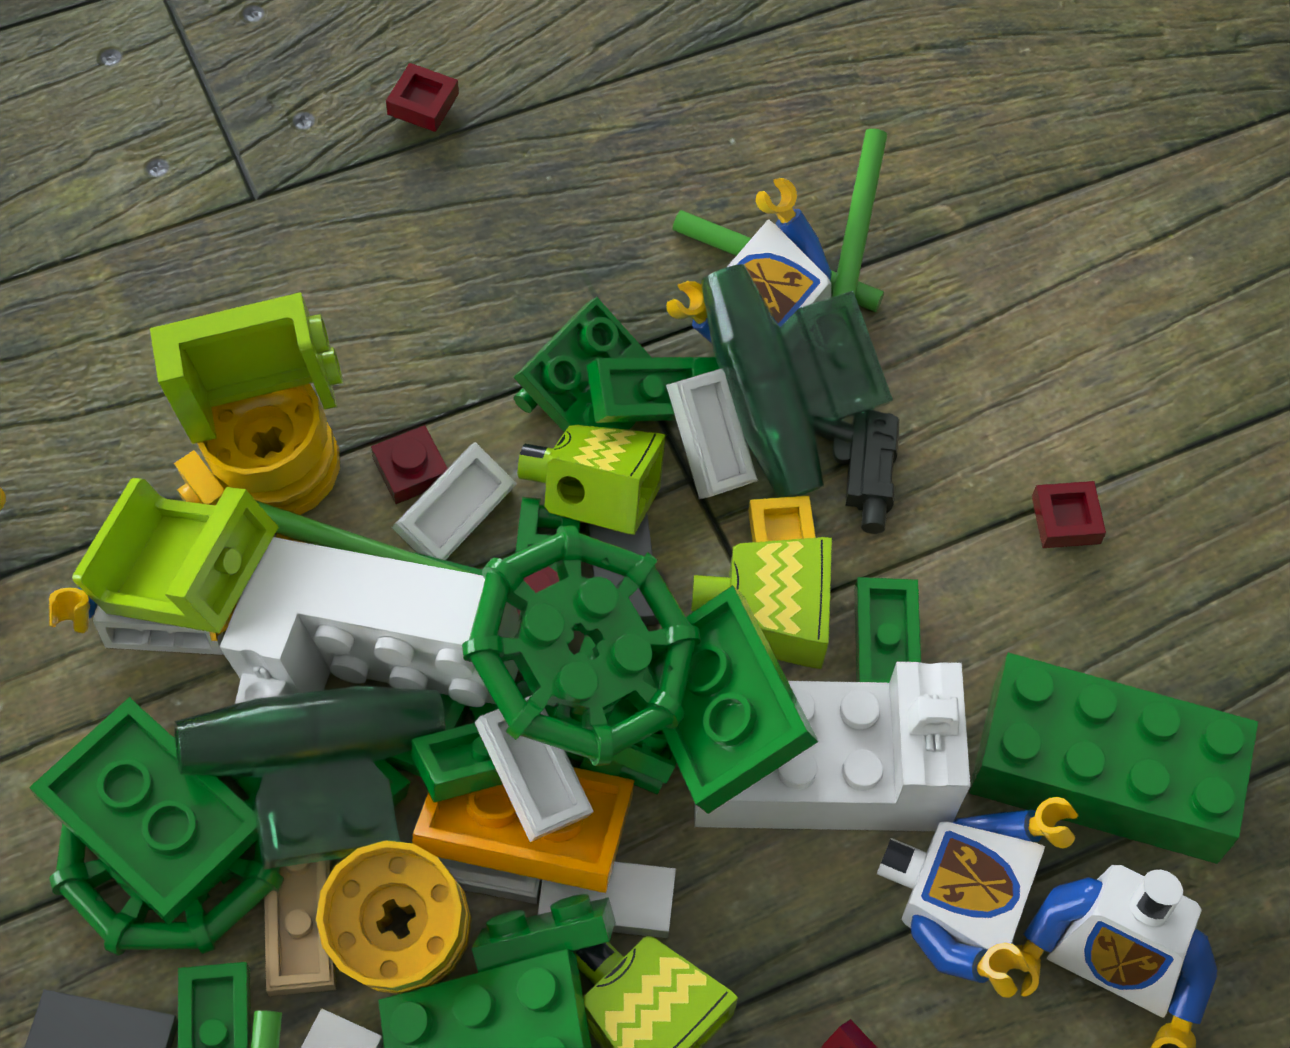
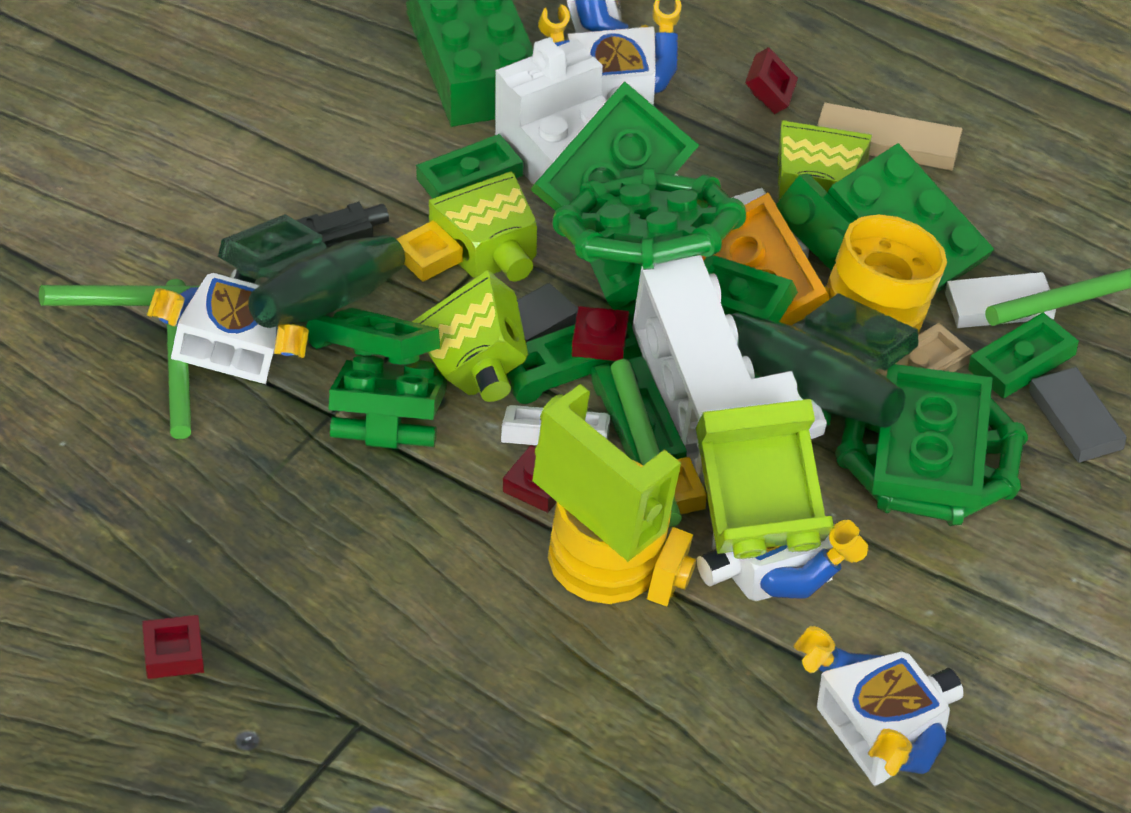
camera: 120 degrees left, 15 degrees down
(535, 778) = (742, 249): white tile -> none
(711, 433) = (386, 300): white tile -> none
(1068, 514) = (297, 121): dark red plate -> none

